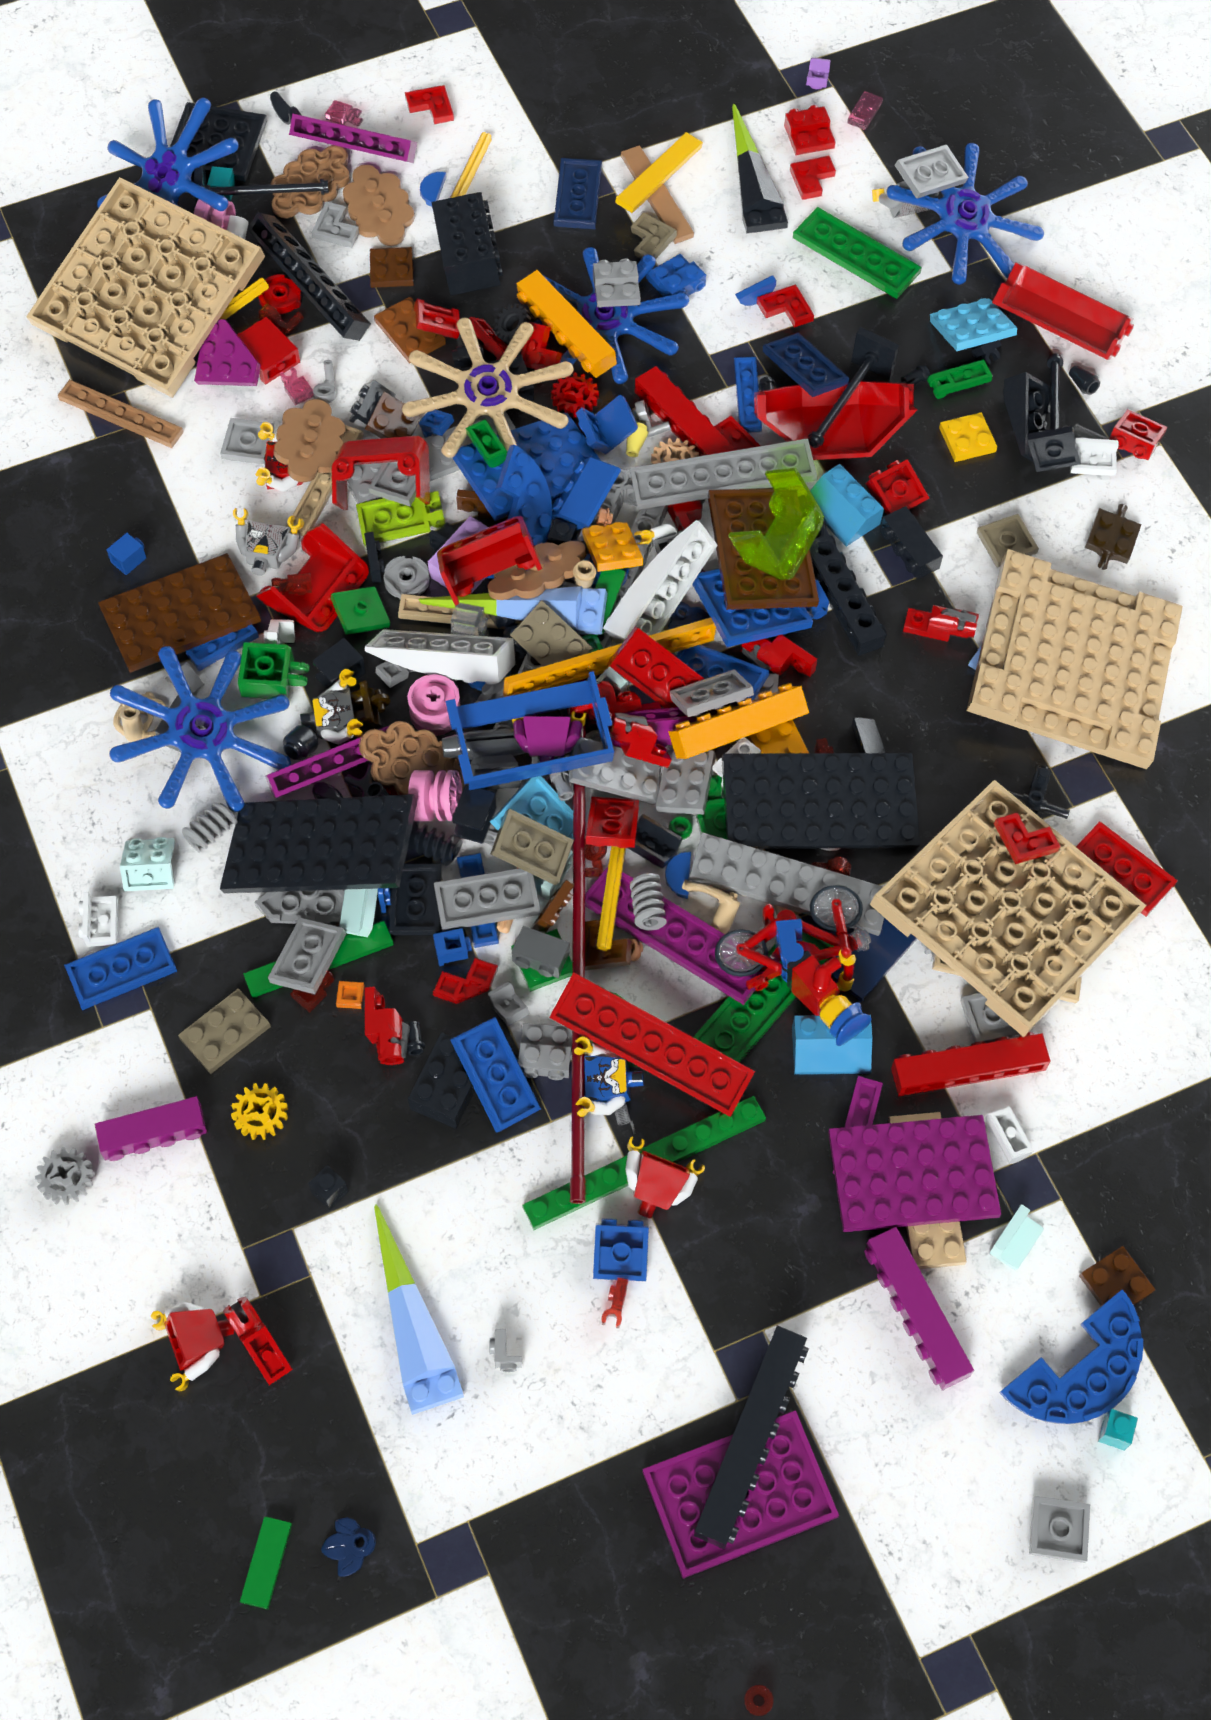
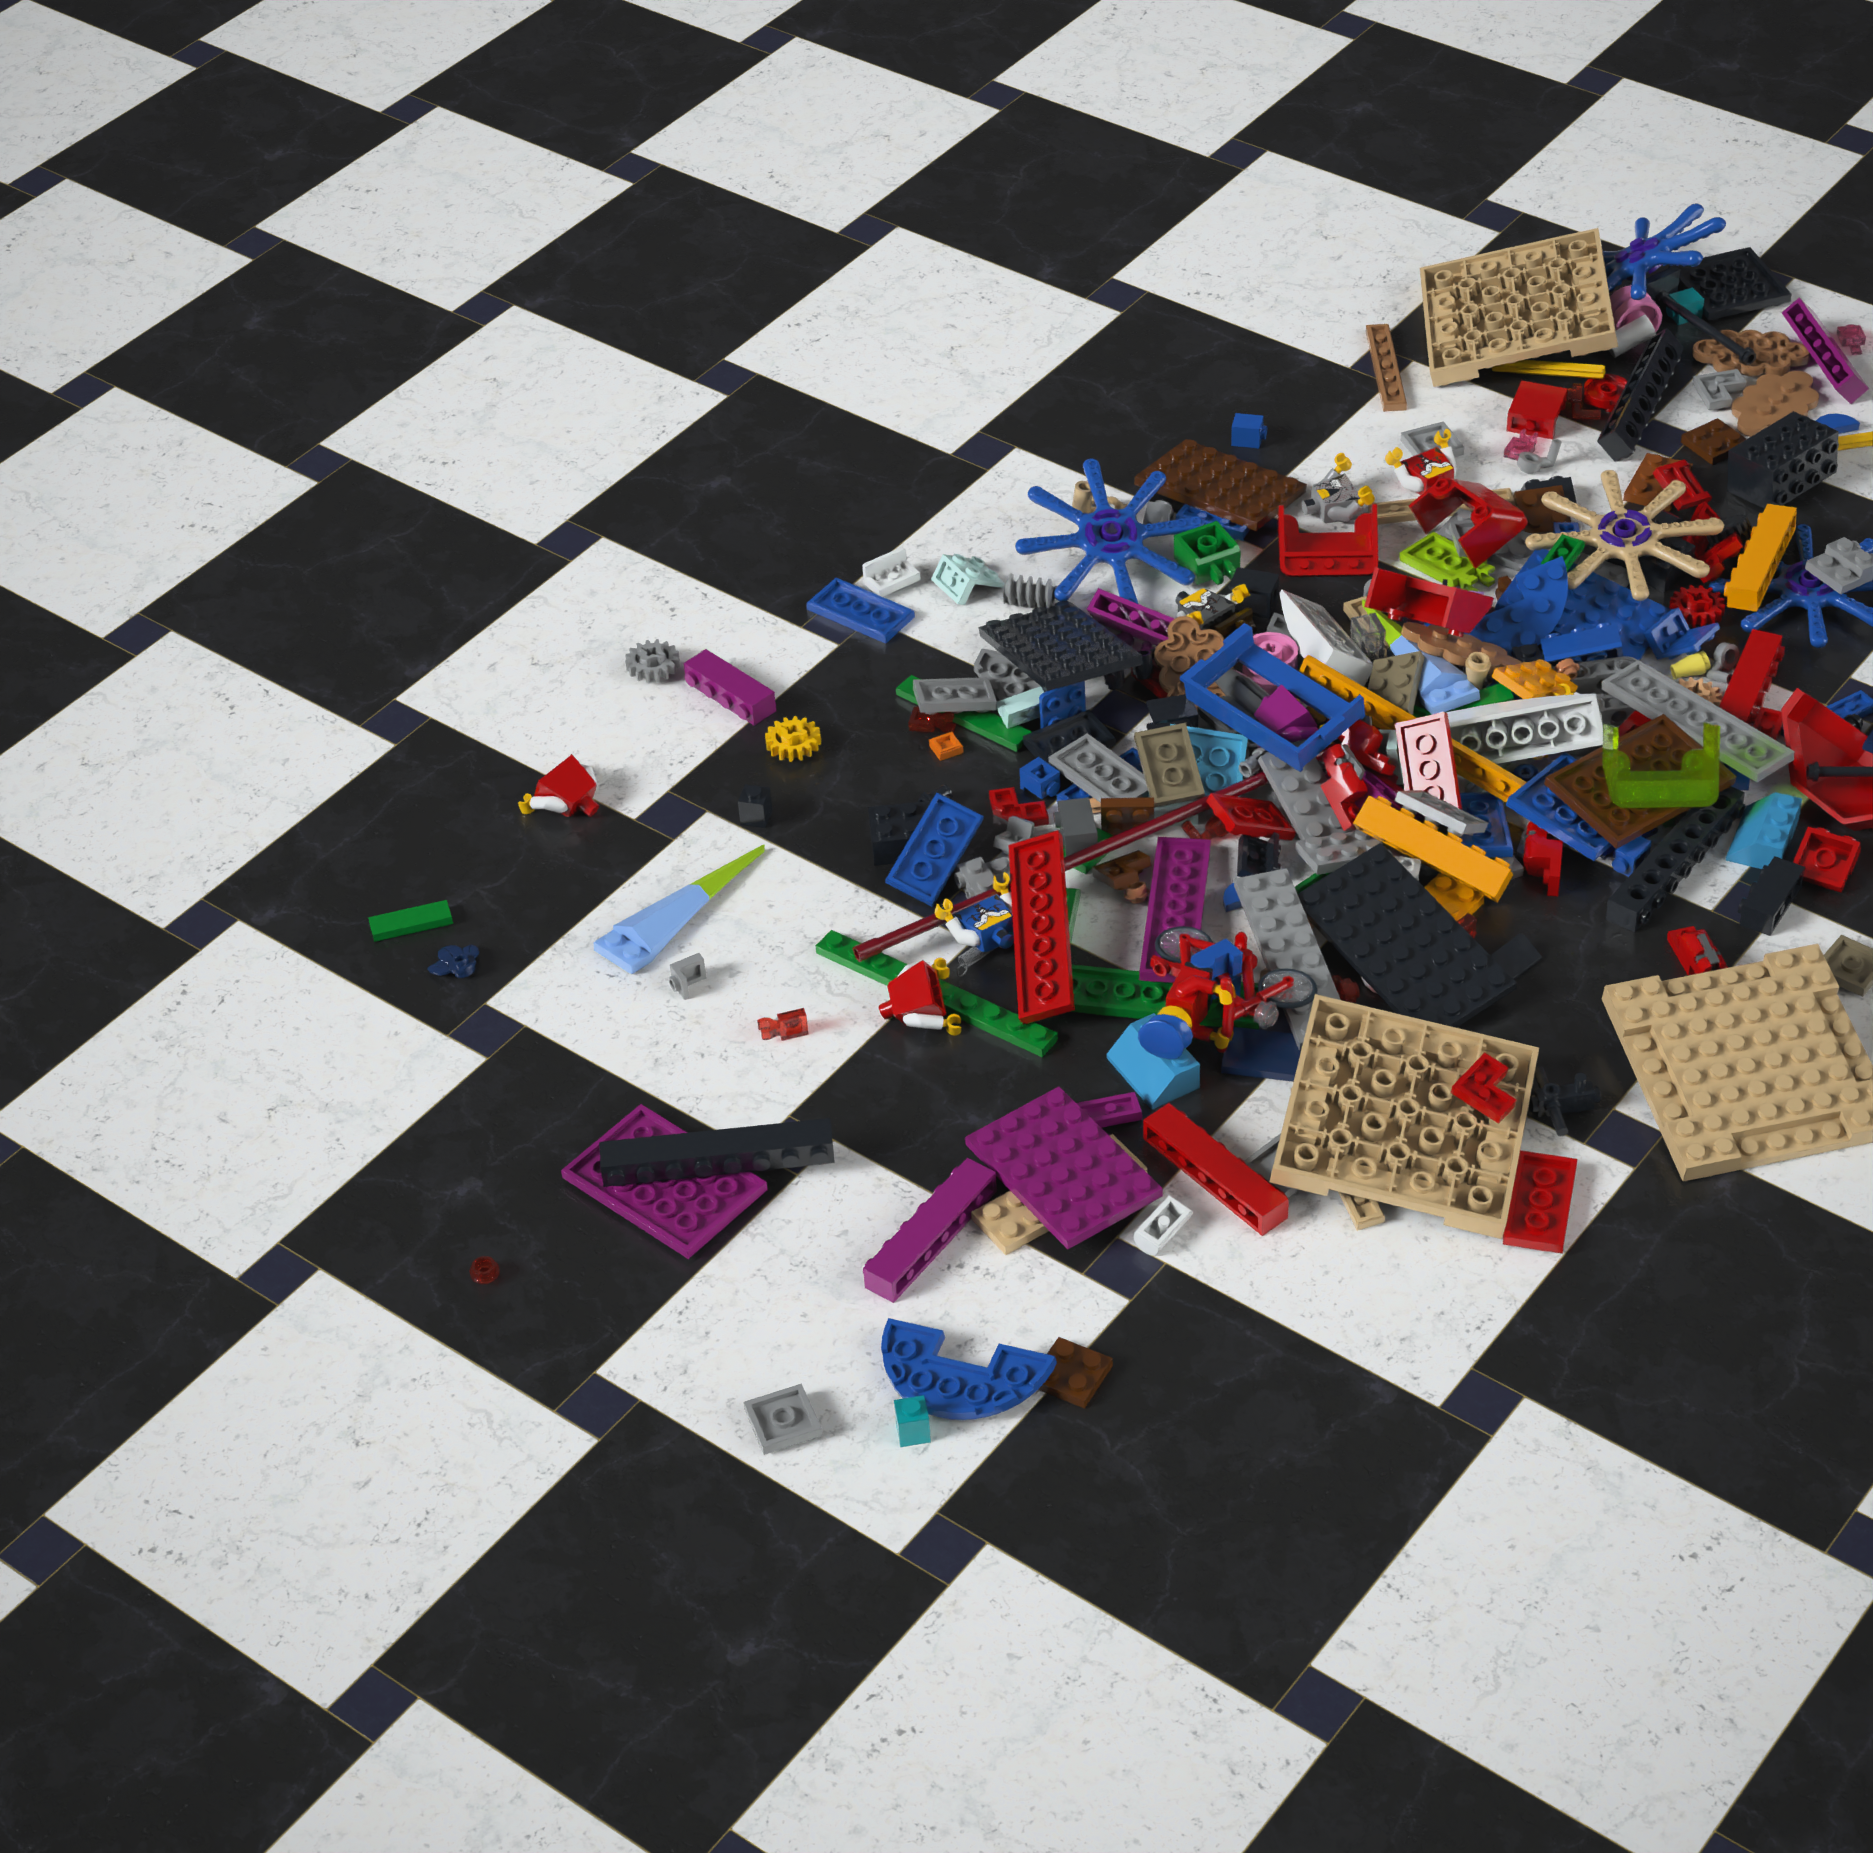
camera: 65 degrees right, 20 degrees down
(224, 1031) = (852, 691): dark tan plate -> none
(226, 359) = (1496, 390): magenta plate -> none
(257, 1340) = (588, 823): red plate -> none
(280, 632) = (1253, 544): white bracket -> none
(282, 109) = (1815, 298): black helmet -> none
(296, 584) = (1311, 529): clear red plate -> none
(300, 742) = (1161, 602): black head -> none
(309, 440) = (1467, 462): medium nougat plate -> none
(360, 610) = (1325, 581): green plate -> none
(376, 565) = (1391, 560): black plate -> none
(385, 1028) = (928, 771): red plate -> none
(433, 845) = (1129, 718): black piece -> none
(435, 794) = (1159, 678): bright pink wheel -> none
(610, 899) = (1171, 847): yellow axle -> none
(621, 1250) = (835, 1005): blue plate -> none
(647, 902) = (1185, 866): light grey piece -> none
(681, 822) = (1296, 871): green plate -> none
(727, 906) = (1236, 920): tan piece -> none
(1017, 1239) = (1059, 1274): light aqua panel -> none

